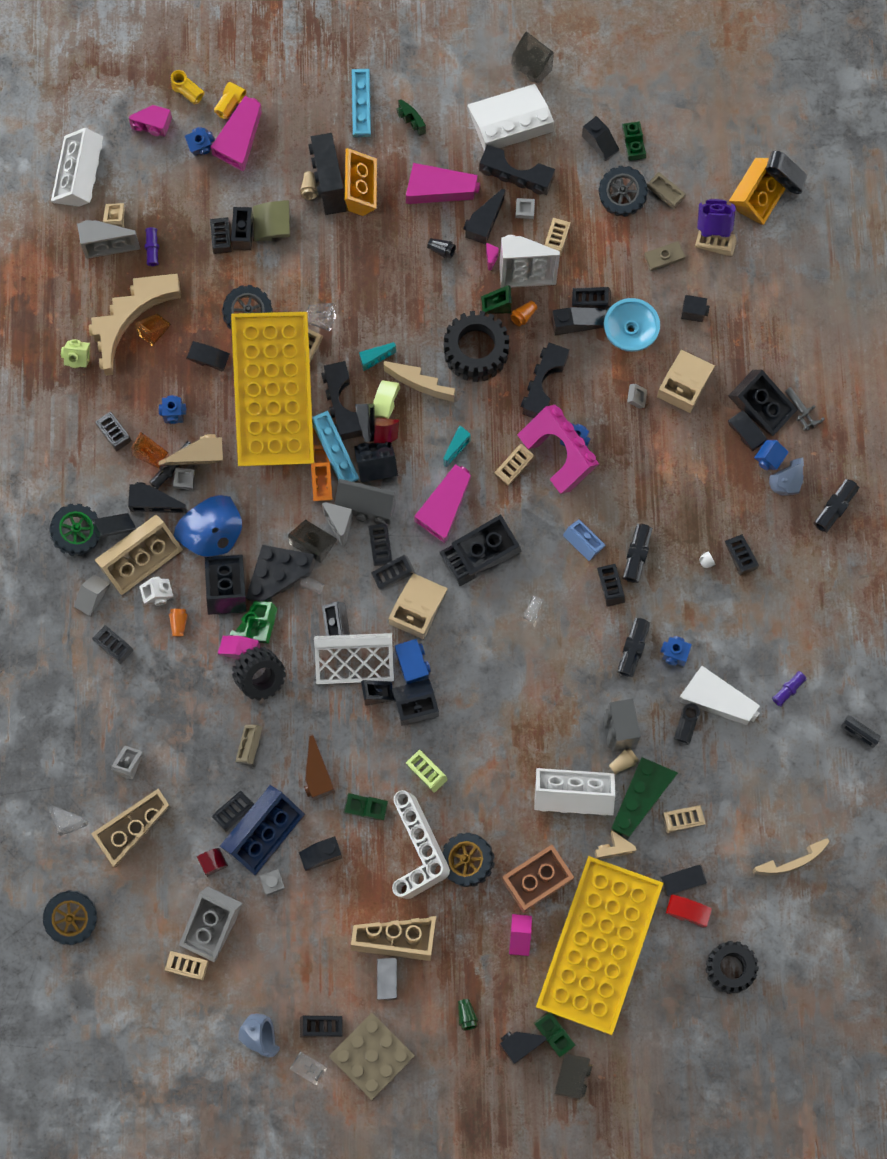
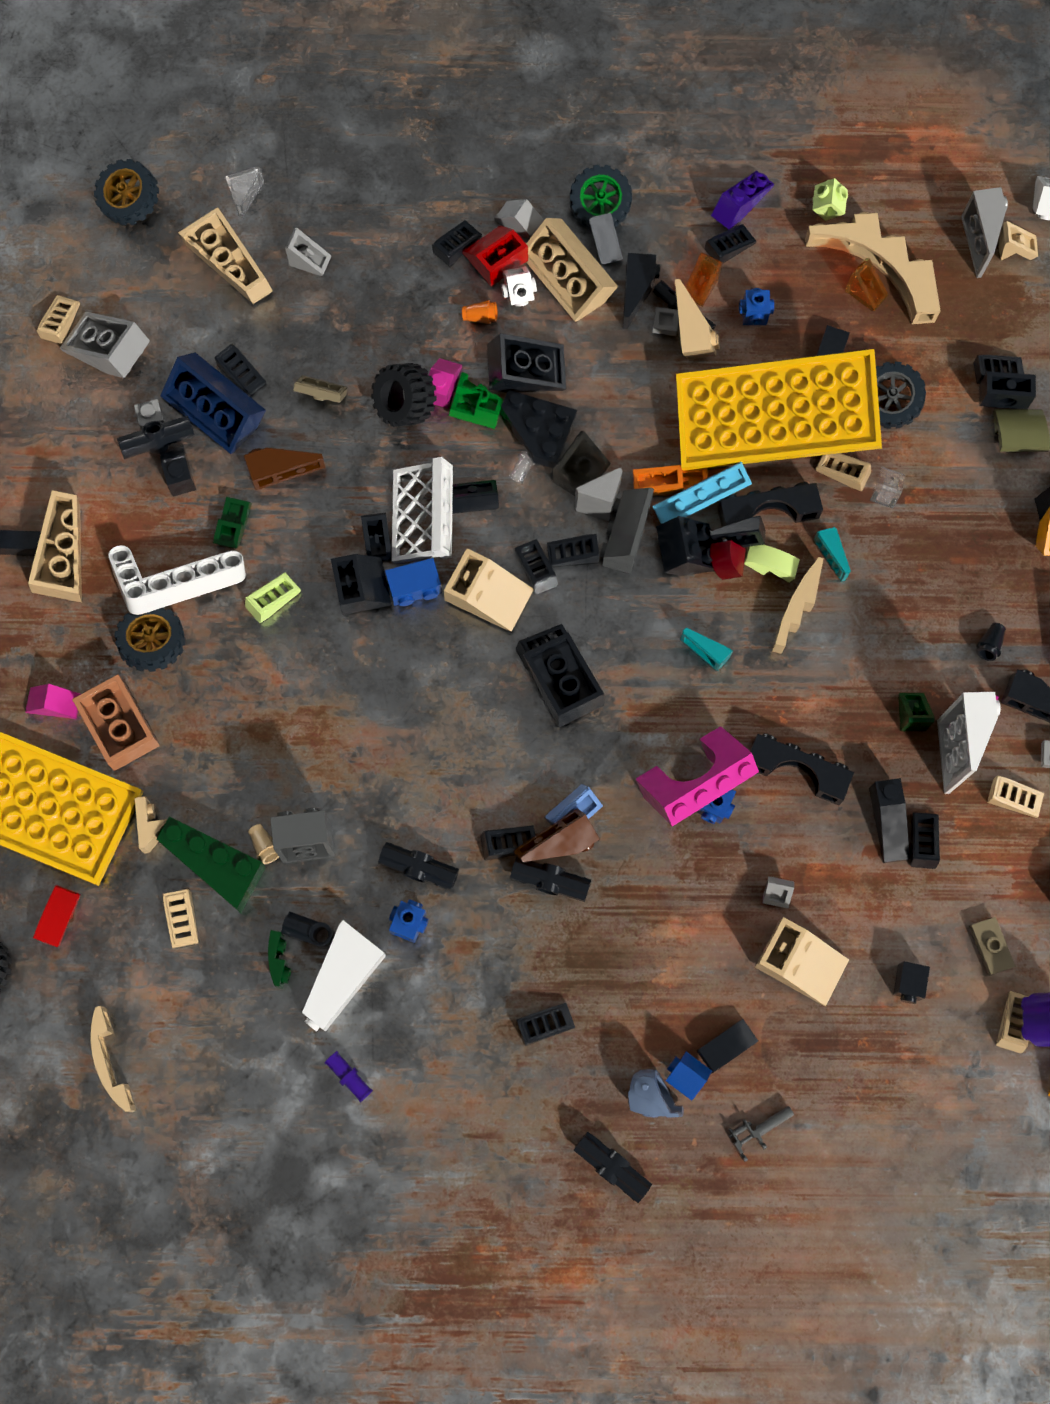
camera: 90 degrees right, 0 degrees up
(74, 421) = (741, 199): none -> dark purple slope
(124, 610) = (497, 252): none -> red slope
(152, 246) = (979, 287): dark purple pin -> none
(196, 526) = (616, 352): blue piece -> none
(212, 861) = (177, 342): dark red brick -> none
(292, 862) = (155, 437): none -> black piece
(442, 506) = (624, 629): dark pink slope -> none
(476, 367) = (837, 705): black tyre -> none
(510, 460) = (680, 736): tan slope -> none
(522, 314) = (898, 745): orange cone -> none
(532, 609) = (478, 737): clear pin -> none
(574, 791) = (228, 777): white slope -> none
(609, 545) = (563, 838): none -> reddish brown slope
(632, 314) = (895, 877): medium azure dish -> none
(684, 880) = (98, 913): black slope -> none
(706, 560) = (538, 975): white hinge -> none
(716, 743) = (278, 968): none -> dark green slope
(763, 401) = (769, 1071): black slope -> none
(861, 731) = (282, 1175): black slope -> none

